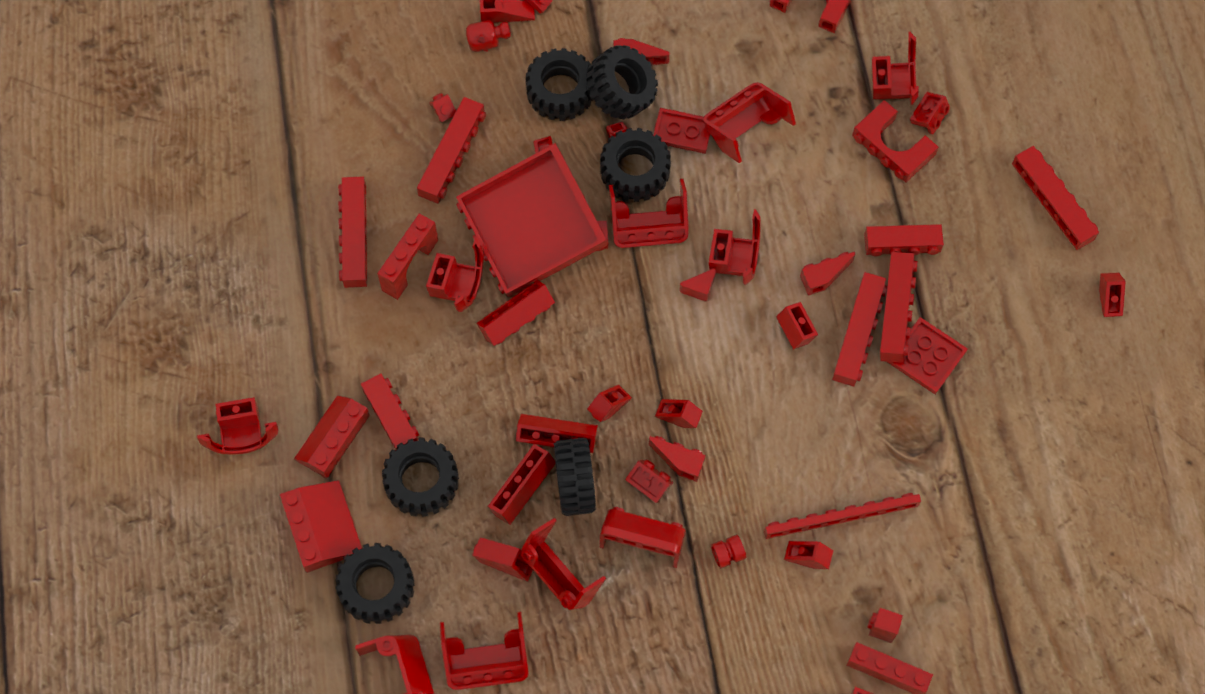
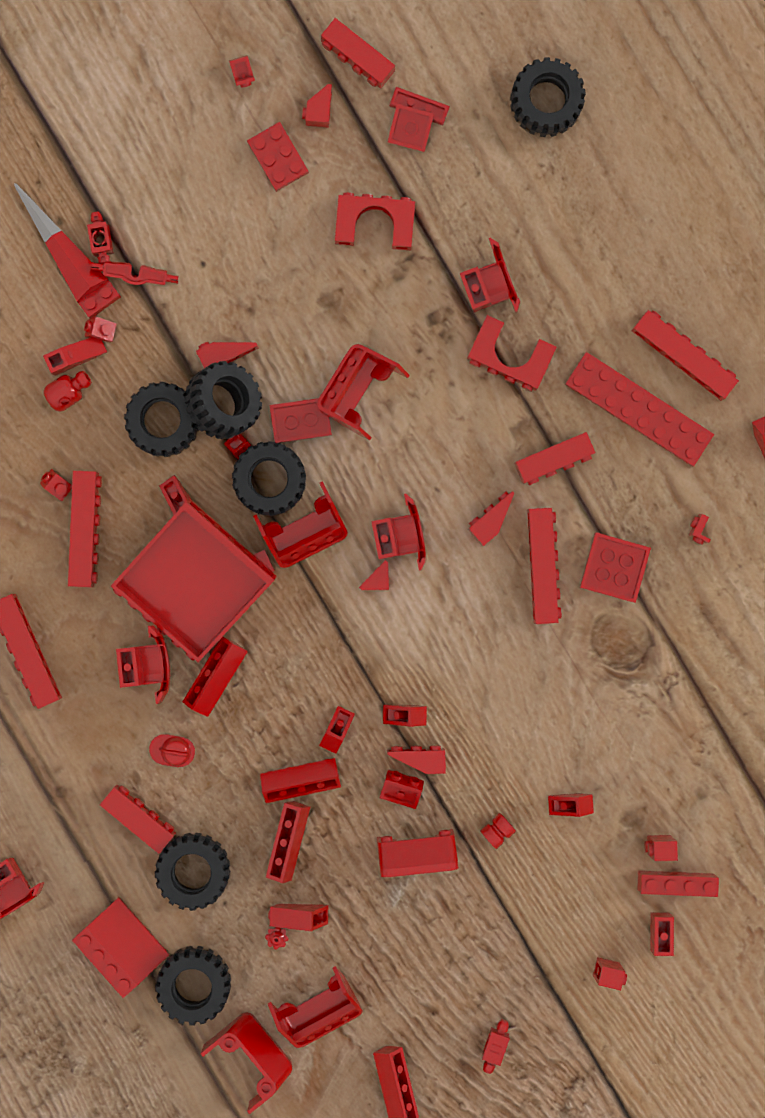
camera: 20 degrees left, 20 degrees up
(332, 435) = (93, 860): red slope -> none
(419, 236) = (85, 686): red arch -> none
(447, 368) = (172, 750): none -> red piece
(473, 573) = (276, 937): none -> red plant
(554, 572) = (355, 918): red windscreen -> none
(575, 476) = (335, 825): black tyre -> none
(797, 325) = (484, 587): red brick -> none
(849, 513) = (595, 751): red plate -> none
(897, 307) = (572, 532): red brick -> none
(930, 112) = (535, 306): red bracket -> none
(998, 230) = (639, 409): none -> red plate
(1019, 346) = (698, 524): none -> red bracket

